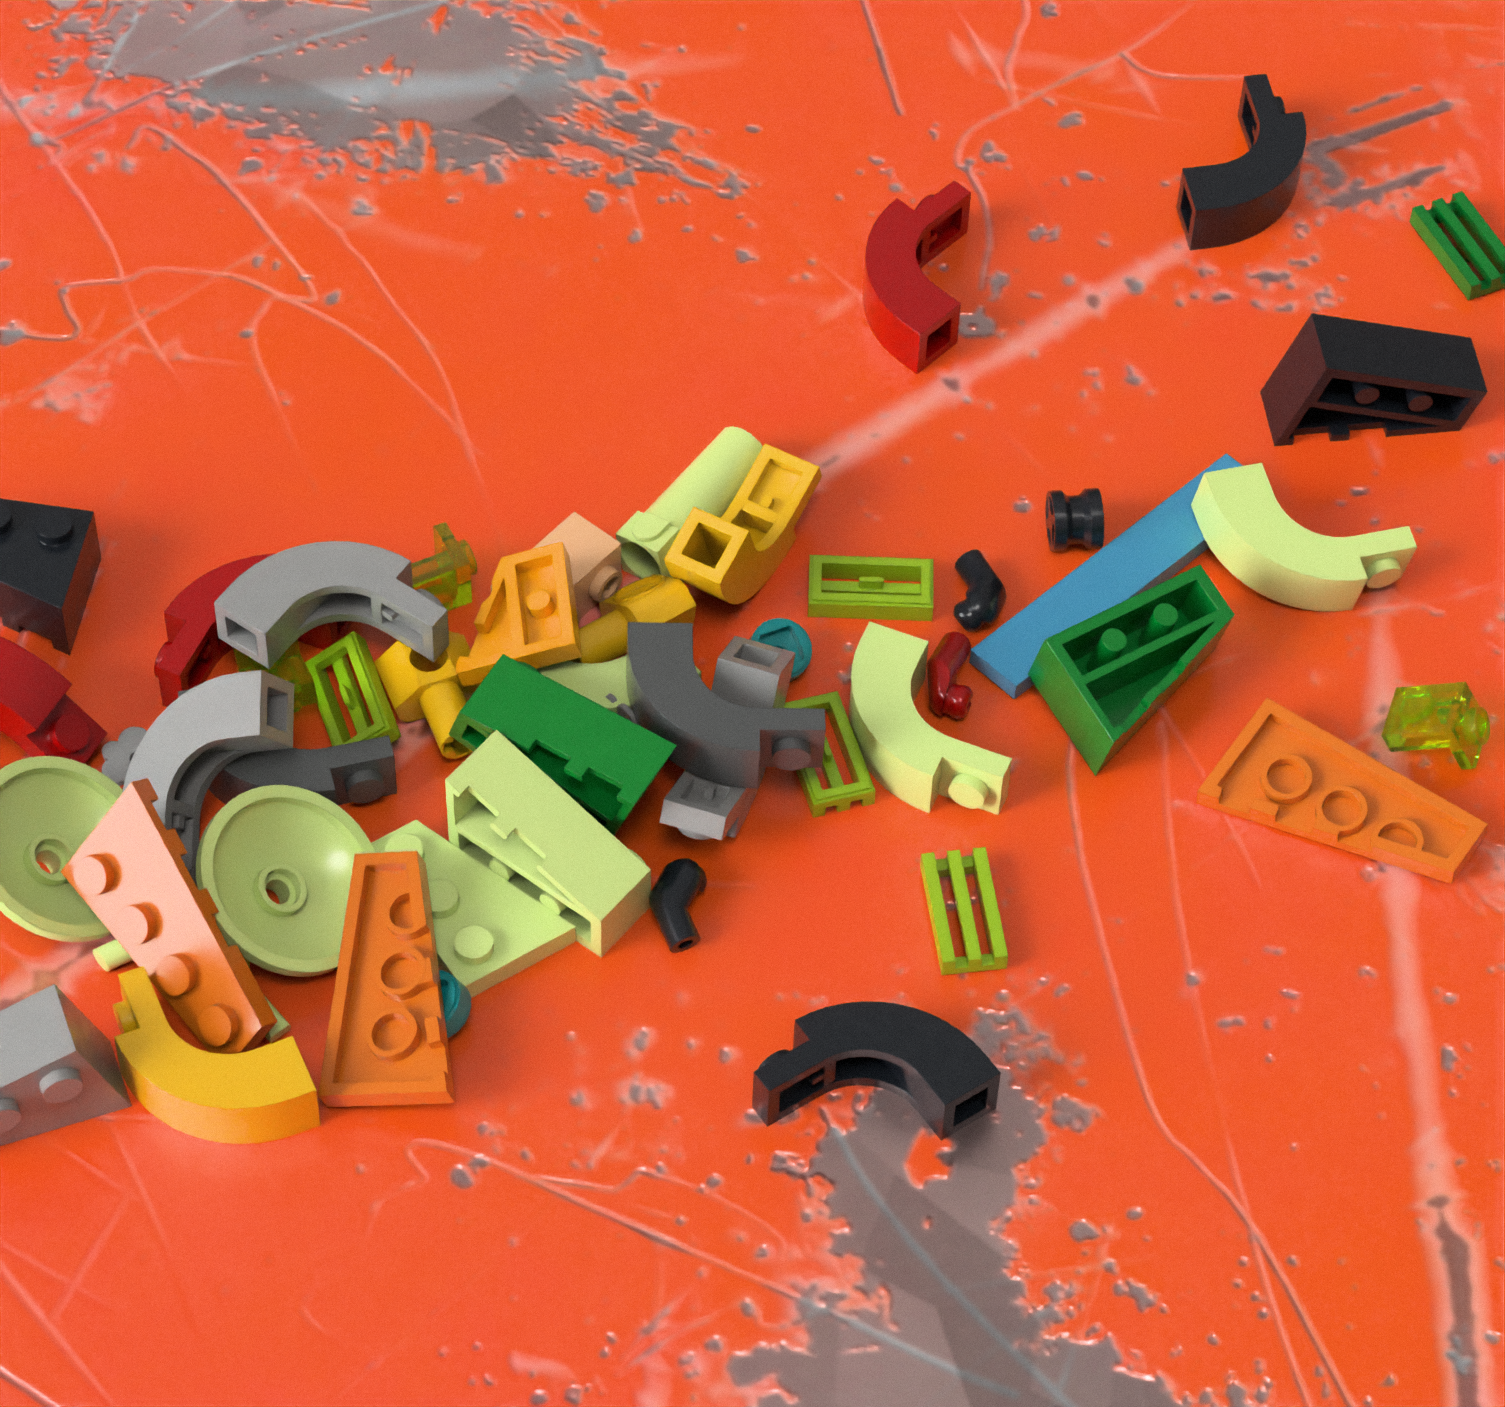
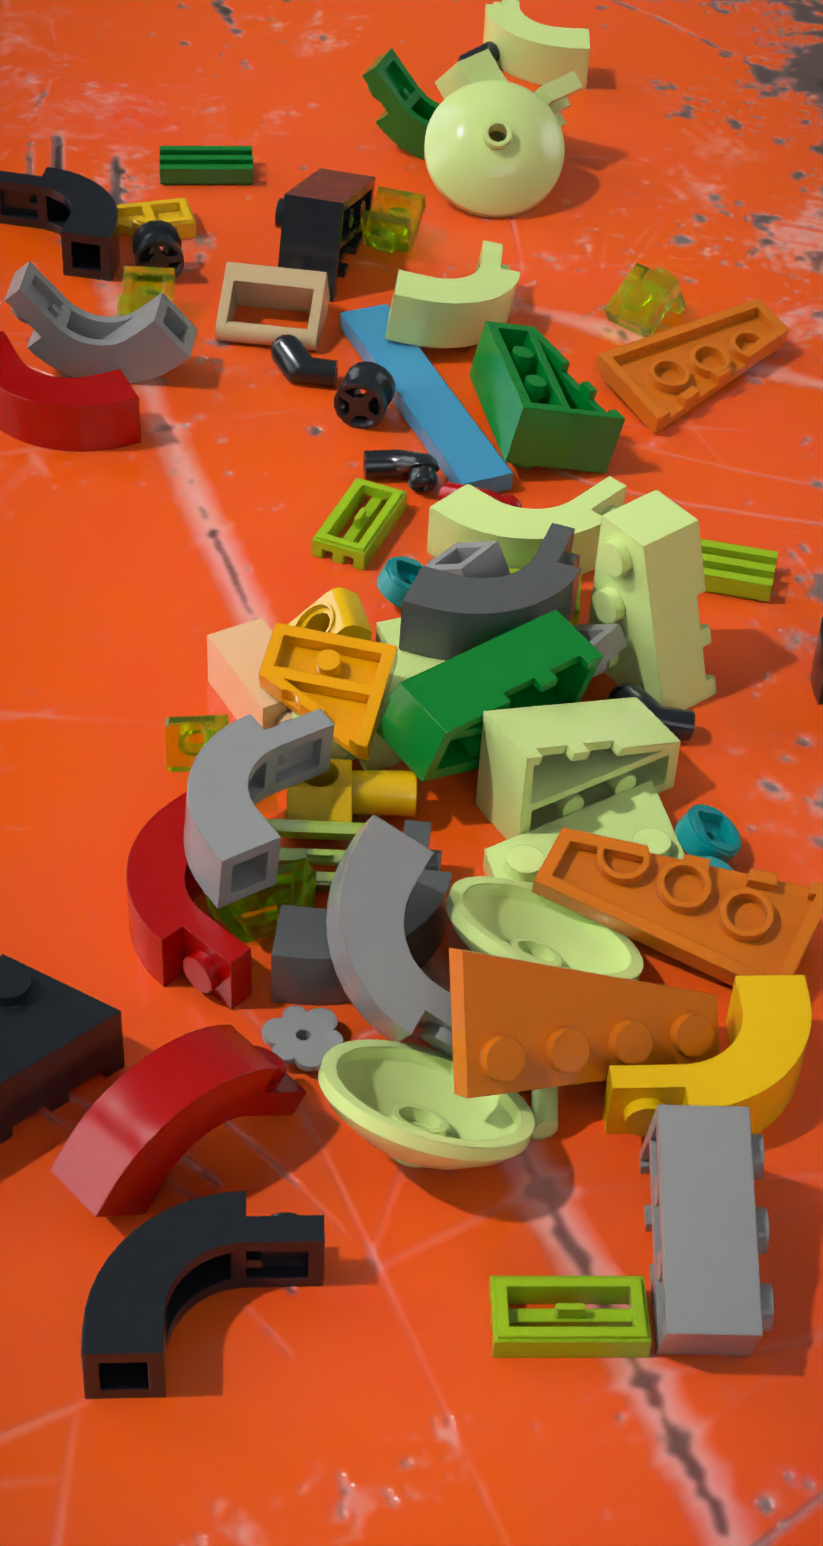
camera: 70 degrees left, 10 degrees down
(514, 991) = (708, 833): none -> teal tile
(705, 484) = (216, 574): yellowish green piece -> none
(750, 540) = (285, 563): yellow arch -> none
(772, 840) = (650, 585): none -> yellowish green wedge
(1032, 287) = (89, 344): none -> light grey arch
(1111, 448) = (298, 364): none -> black arm
(1137, 287) = (143, 285): none -> clear neon green bracket
(1198, 350) = (272, 289): none -> tan tile
(1235, 263) = (147, 245): none -> black wheel
(1322, 243) = (173, 211): none -> yellow tile
(1441, 442) = (393, 220): none -> clear neon green bracket

